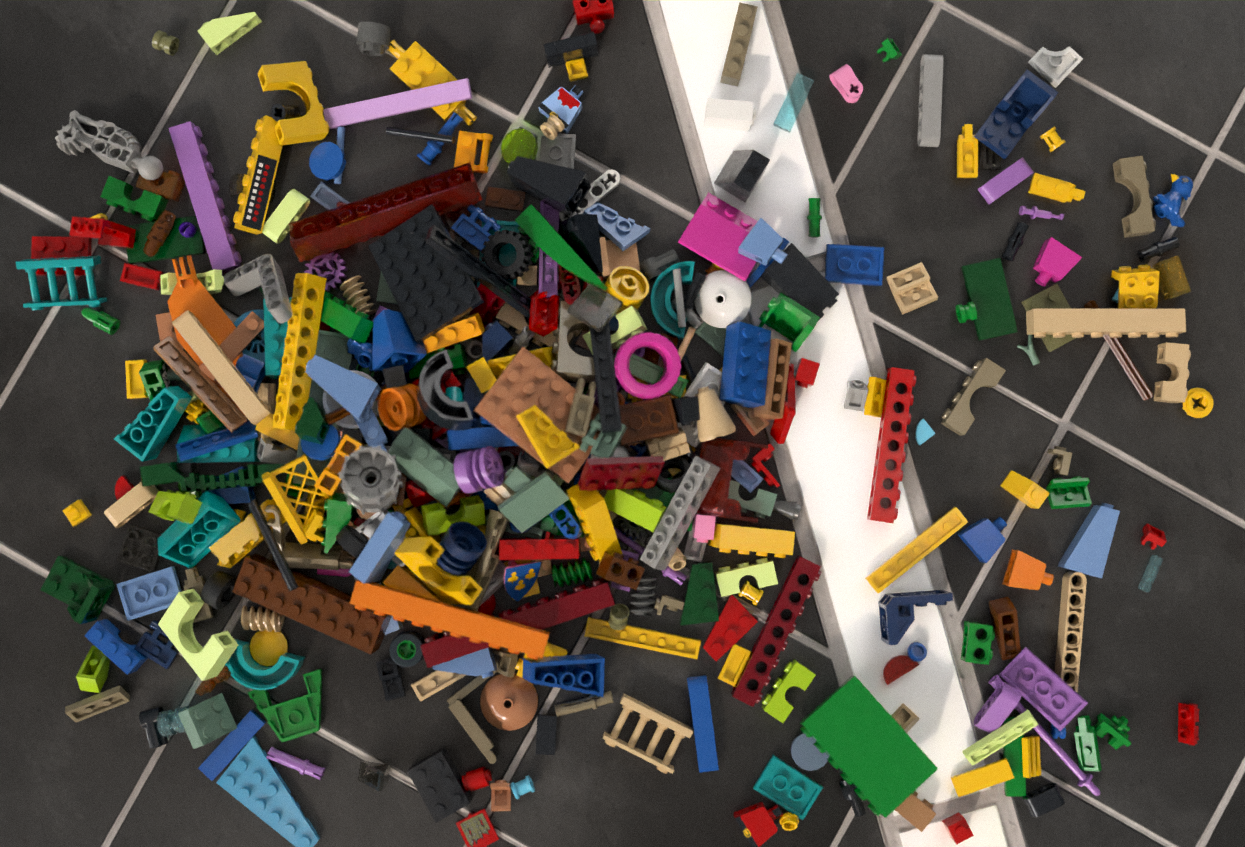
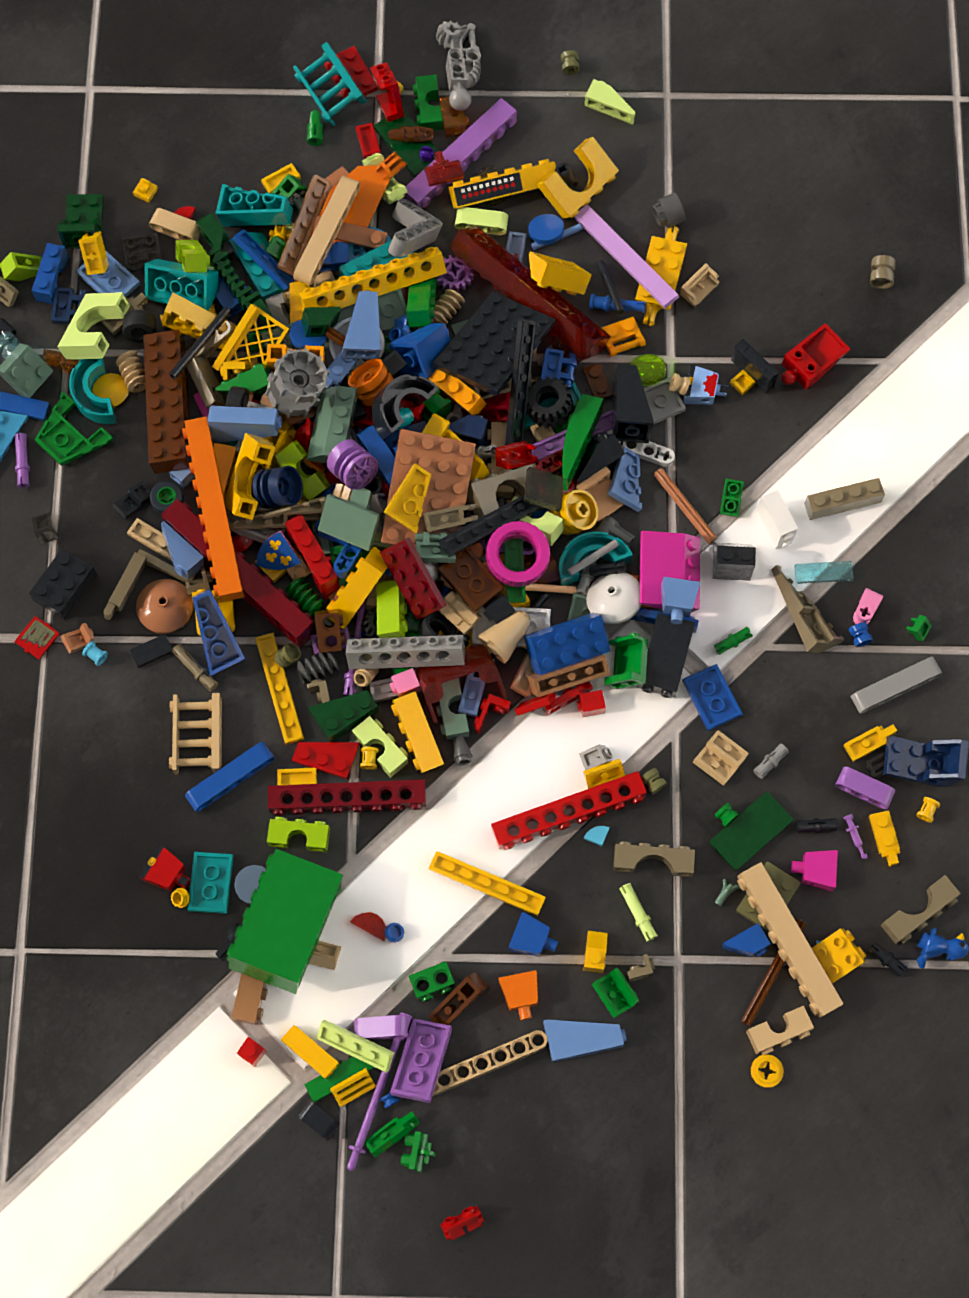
camera: 55 degrees right, 15 degrees down
(122, 598) = (94, 253): none -> yellow hinge
(217, 224) = (443, 171): none -> clear red hinge
(382, 175) = (558, 274): none -> yellow slope
(462, 53) = (699, 285): none -> tan hinge
(476, 779) = (82, 611): red brick -> none
(666, 188) = (685, 506): none -> nougat axle
(681, 143) = (731, 497): none -> green slope
(837, 142) = (811, 626): none -> dark tan wedge
(869, 104) = (861, 634): none -> blue wheel
(896, 622) = (410, 894): dark blue bracket -> none
(903, 358) = (653, 781): none -> olive wheel
(939, 247) = (771, 761): none -> light grey pin
(1009, 434) = (638, 912): none -> yellowish green pin
(1084, 356) = (749, 942): none -> blue slope
(1150, 573) = (583, 1111): clear light blue axle -> none
(1154, 535) = (620, 1093): red tile -> none
(1172, 278) = (867, 982): clear yellow brick -> none

